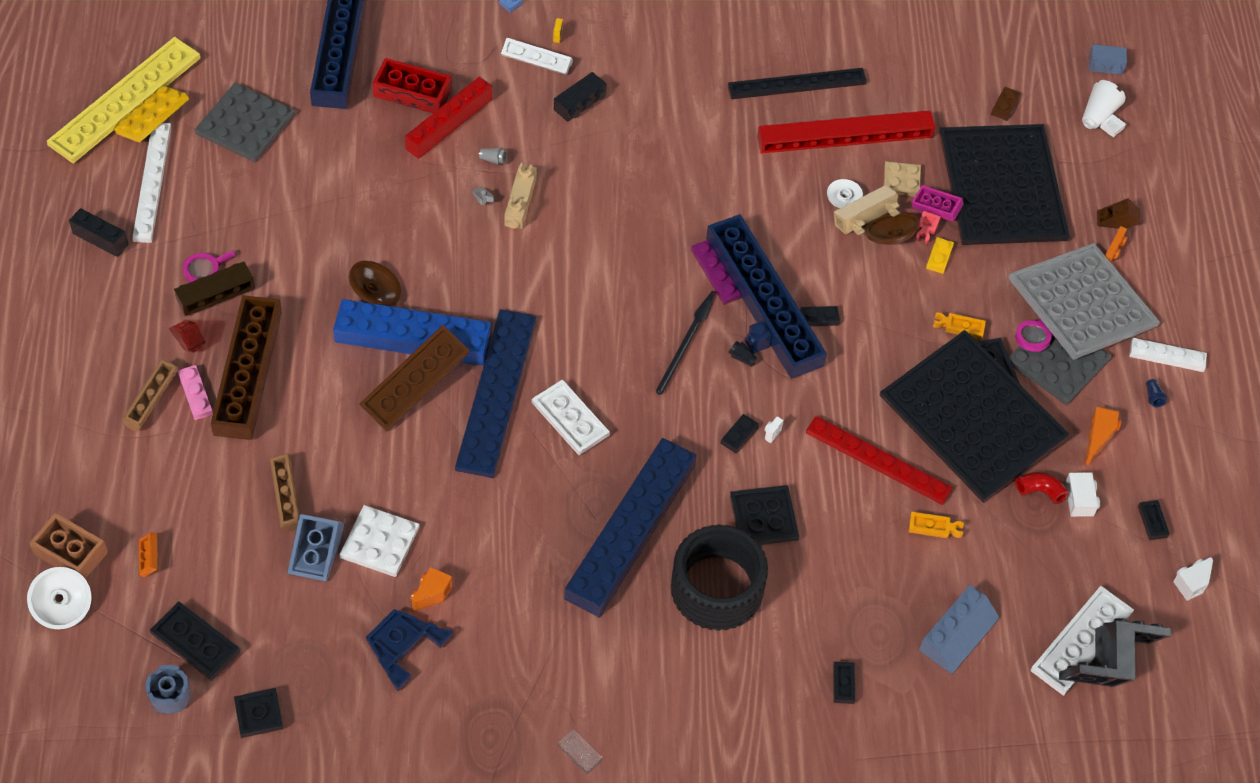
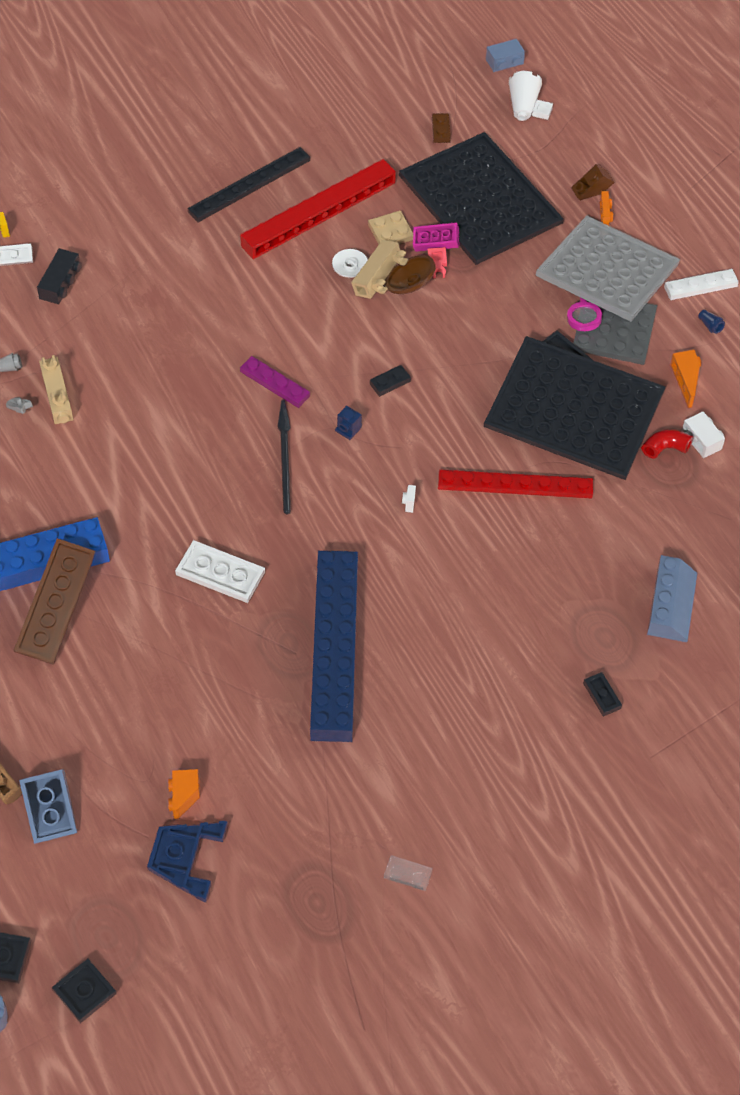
camera: 25 degrees left, 0 degrees up
(379, 541) = (106, 770): white plate -> none
(495, 394) = (137, 582): dark blue plate -> none
(726, 543) = (450, 618): black tyre -> none
(739, 433) = (381, 516): black plate -> none
(741, 353) = (342, 443): black cone -> none
(765, 514) = (446, 579): black plate -> none
(766, 296) = (334, 382): dark blue brick -> none
(934, 525) = (596, 519): light orange plate -> none
(940, 255) = (462, 282): yellow plate -> none
(957, 323) = (515, 334): light orange plate -> none

